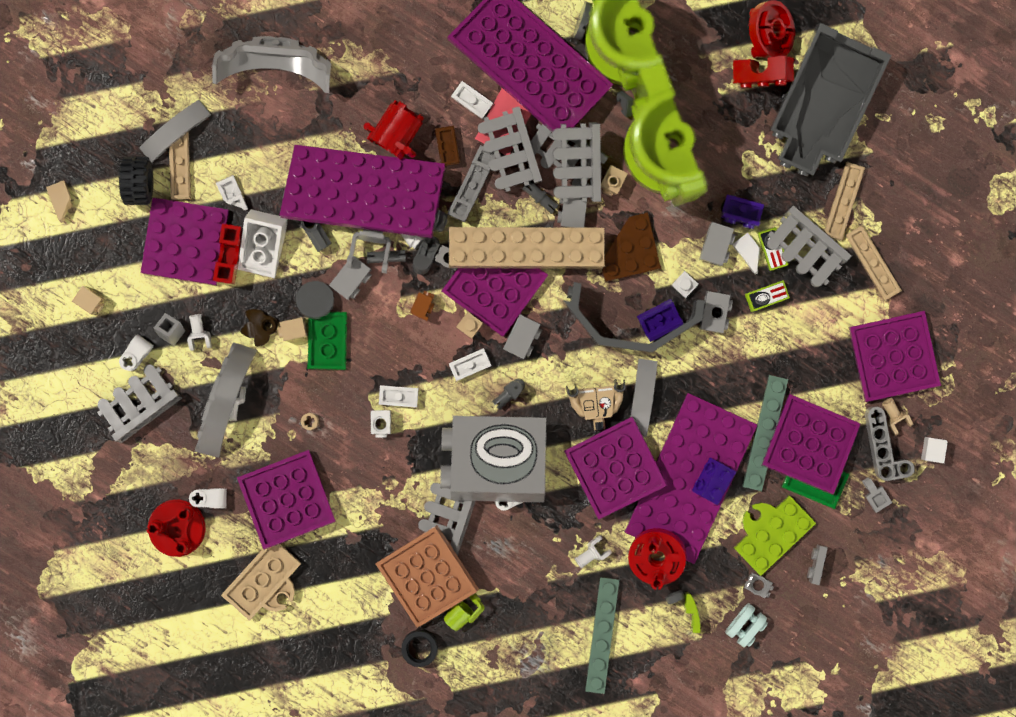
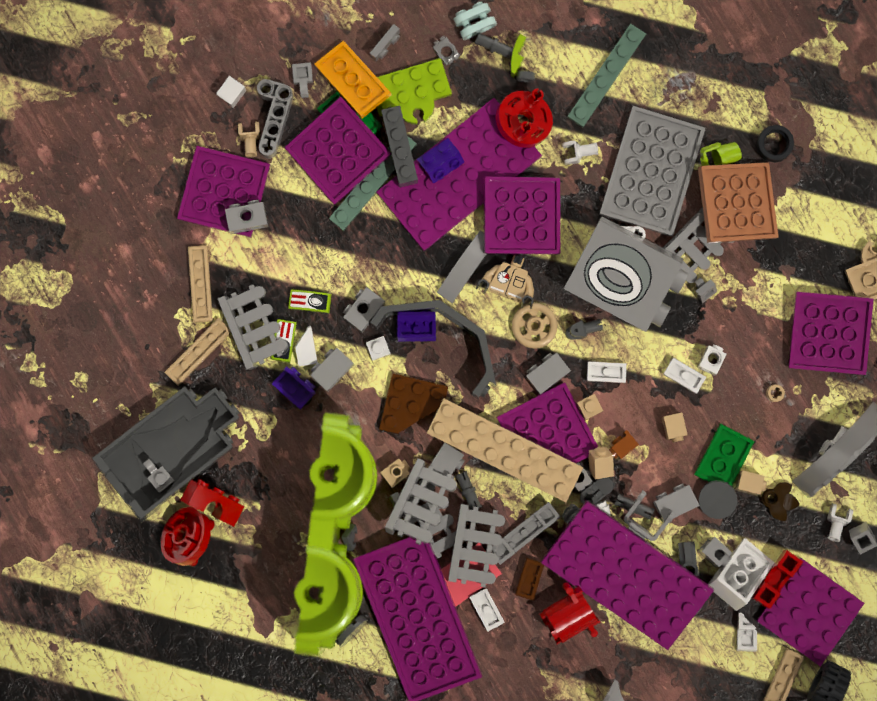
camera: 155 degrees left, 5 degrees down
(298, 253) = (715, 552): none -> light grey brick
(384, 345) = (674, 427): none -> tan brick
(417, 483) = (705, 290): none -> light grey tile
(435, 280) = (601, 463): none -> tan brick
(518, 567) = (652, 171): none -> light grey plate
(556, 358) = (545, 338): none -> tan plate
(717, 611) = (494, 45): none -> dark grey pin
(757, 475) = (399, 146): none -> dark grey brick
(821, 71) = (159, 477): none -> light grey plate
(830, 515) = (352, 79): none -> light orange plate
(851, 343) = (257, 221): none -> light grey brick

